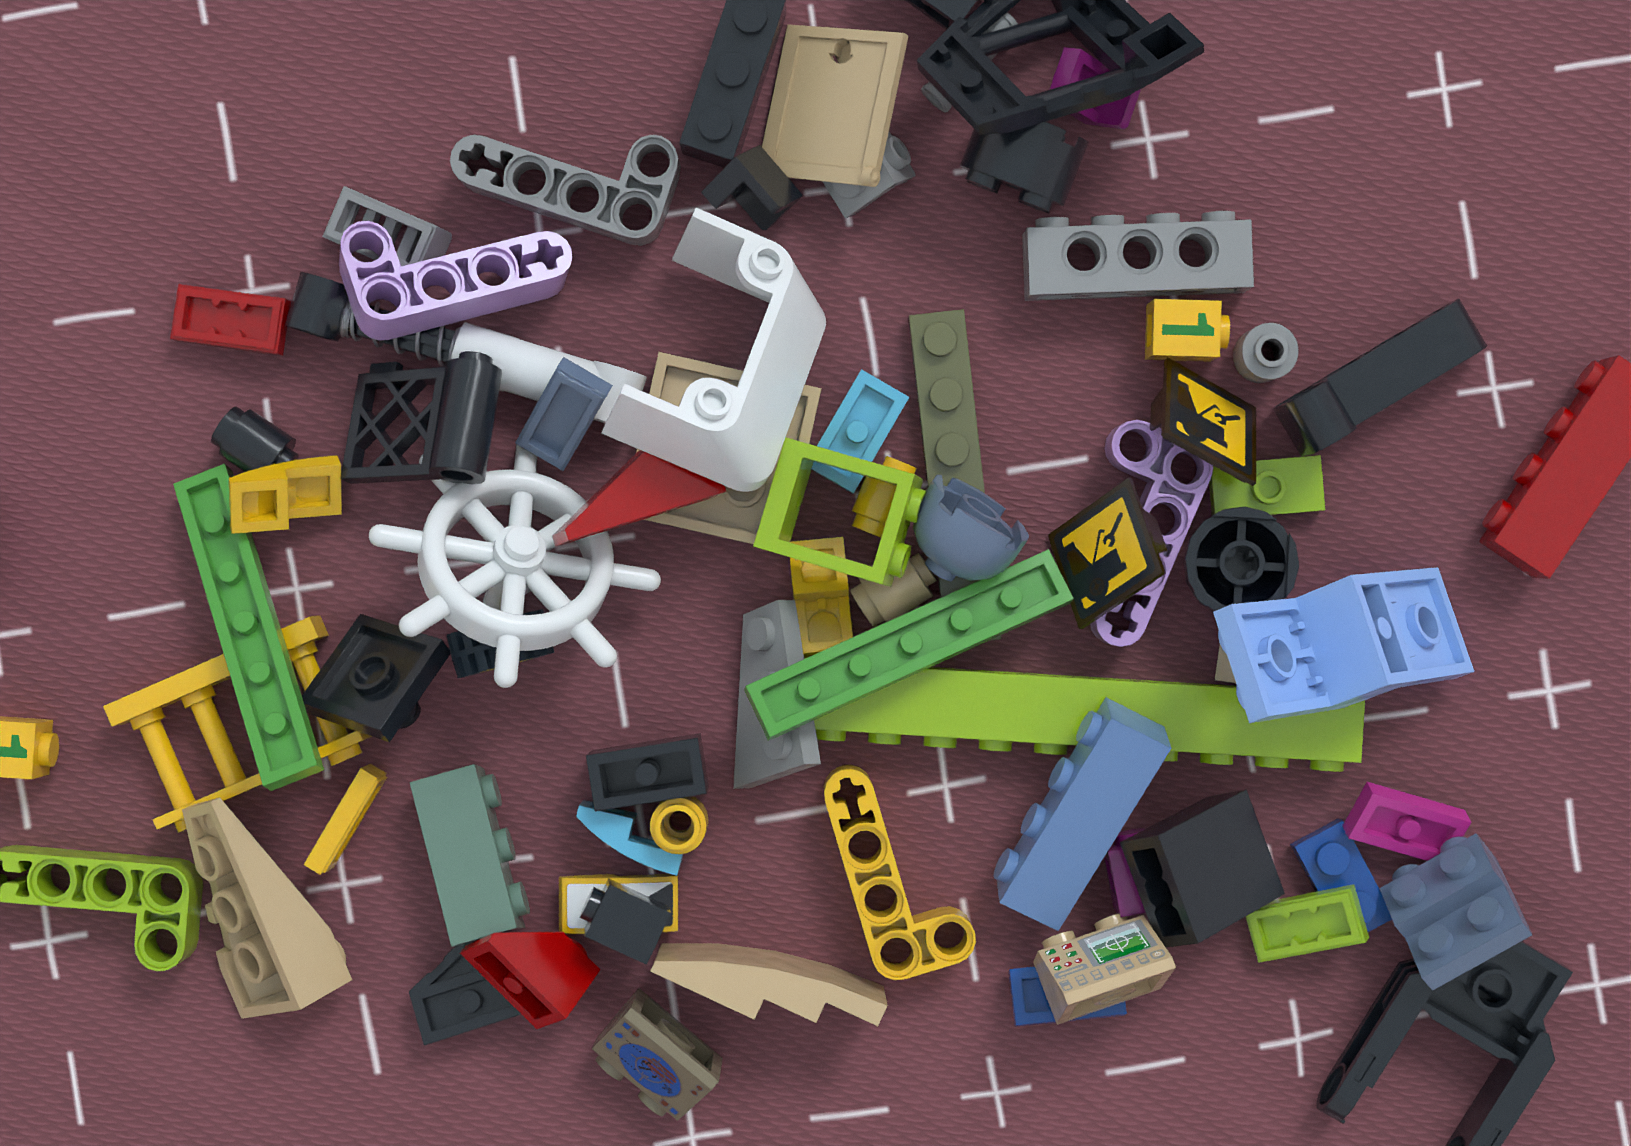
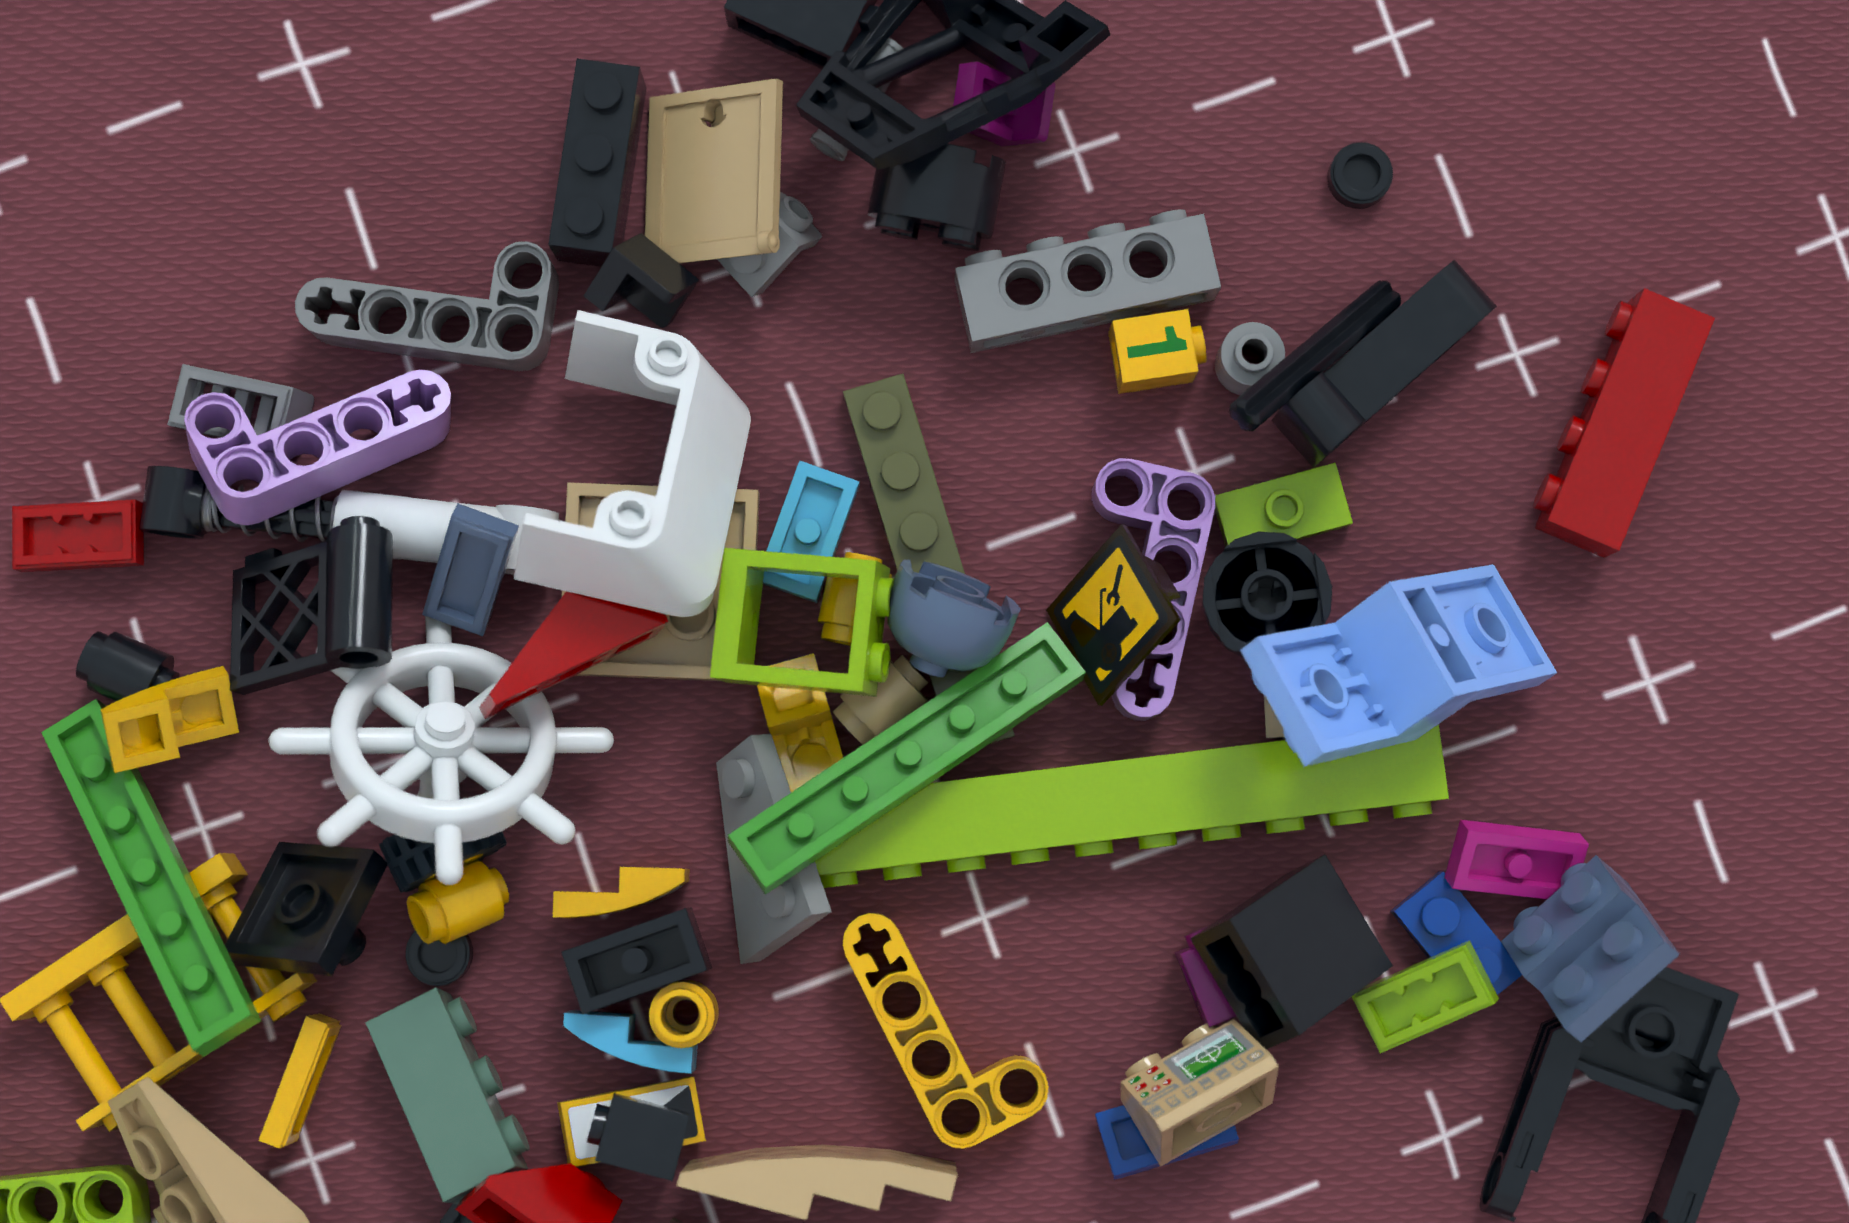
camera: 15 degrees left, 5 degrees down
(480, 732) = (439, 962): none -> black tile
(494, 705) = (461, 908): none -> yellow brick
(658, 710) = (636, 888): none -> yellow slope
(1081, 813) = (1140, 915): medium blue brick -> none
(1206, 421) = (1197, 446): piece -> none
(1323, 362) = (1314, 356): none -> black axle
(1391, 207) = (1360, 175): none -> black tile

